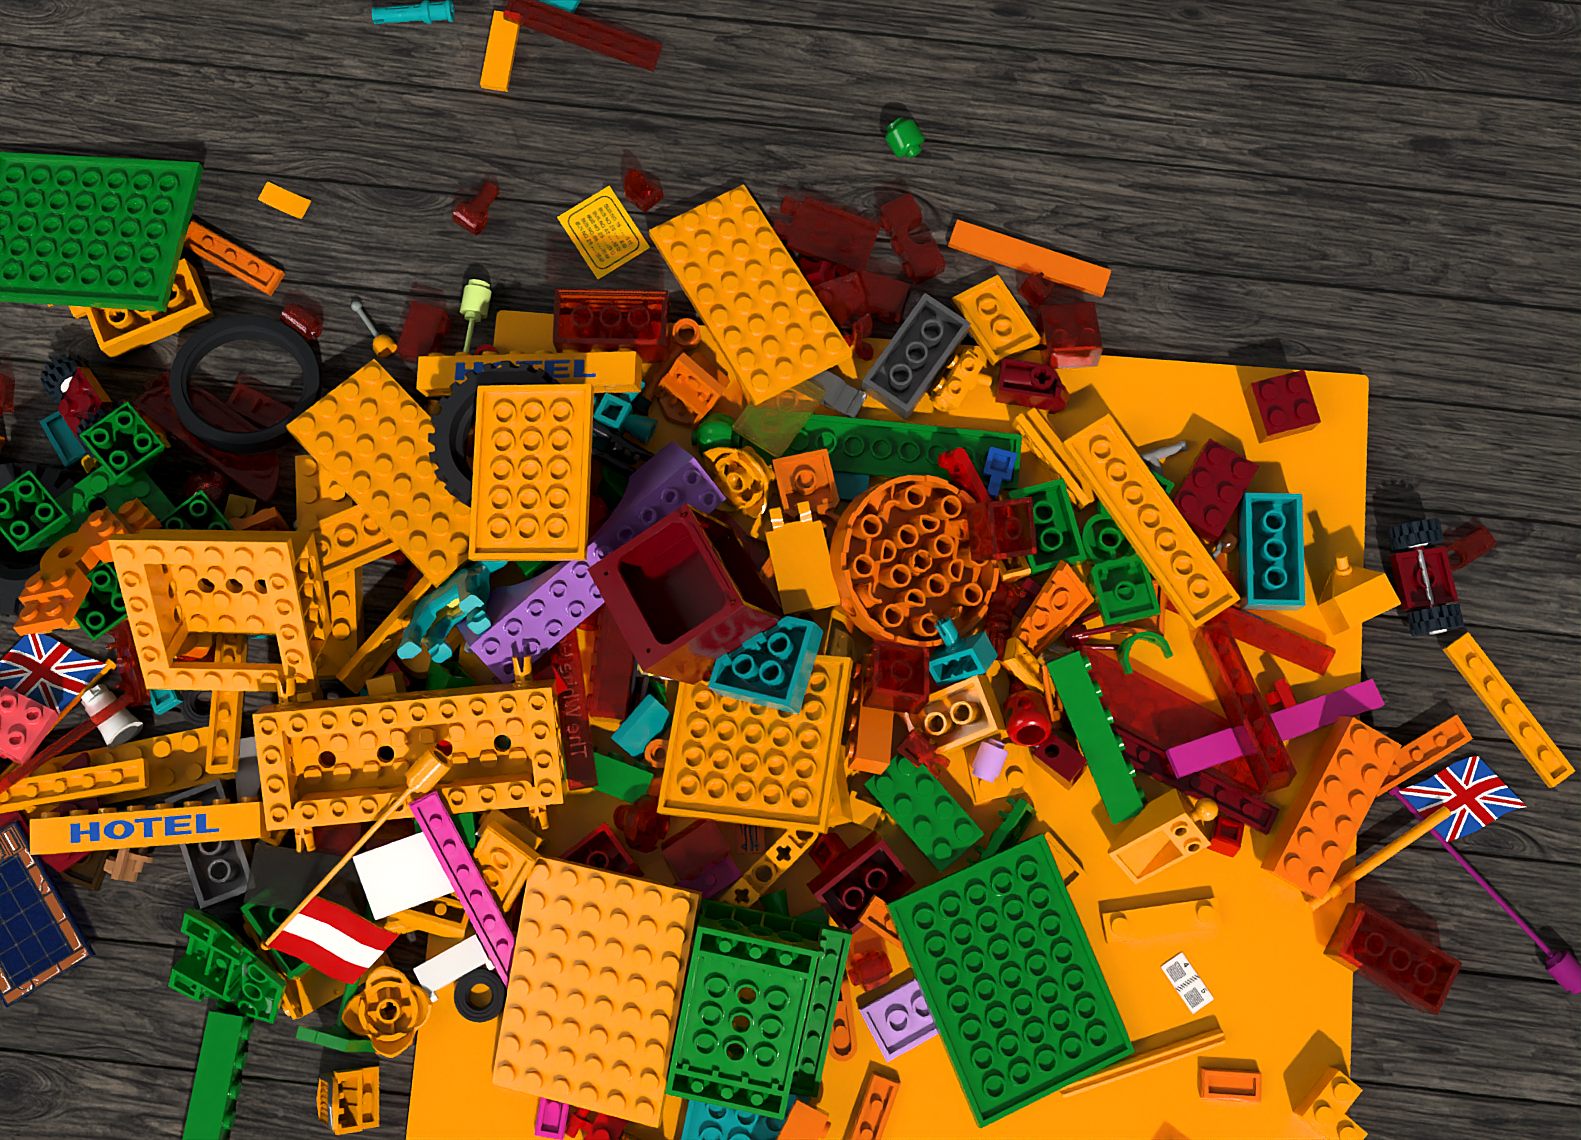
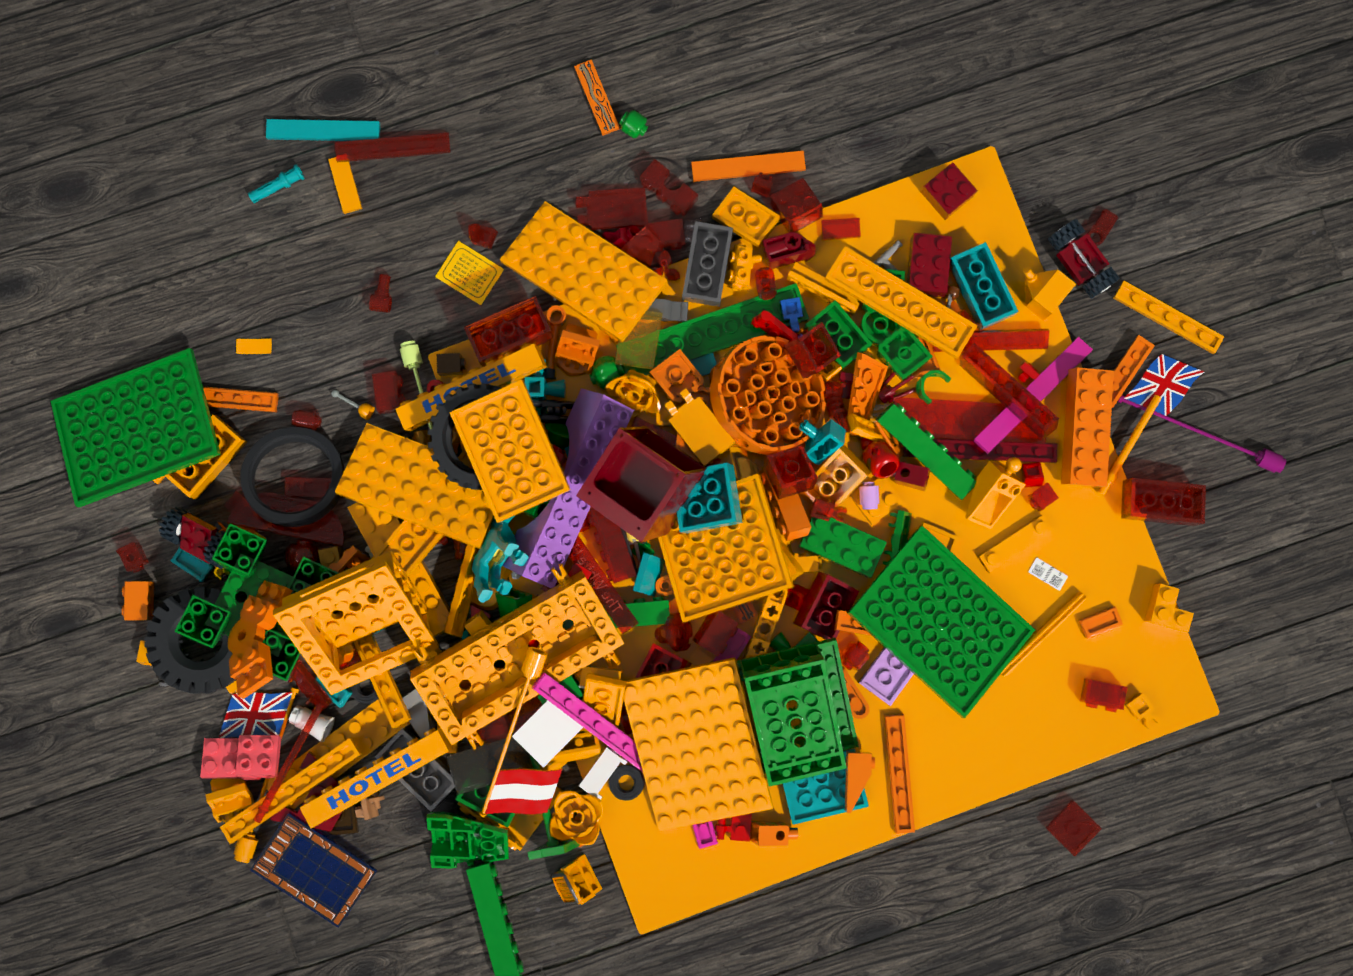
camera: 25 degrees left, 5 degrees up
(519, 334) = (450, 364): none -> dark brown brick
(873, 85) = (597, 97): none -> orange tile
(981, 416) = (765, 283): none -> clear red plate
(1114, 391) = (840, 228): none -> clear red tile
(1226, 873) = (1042, 497): none -> clear red bracket

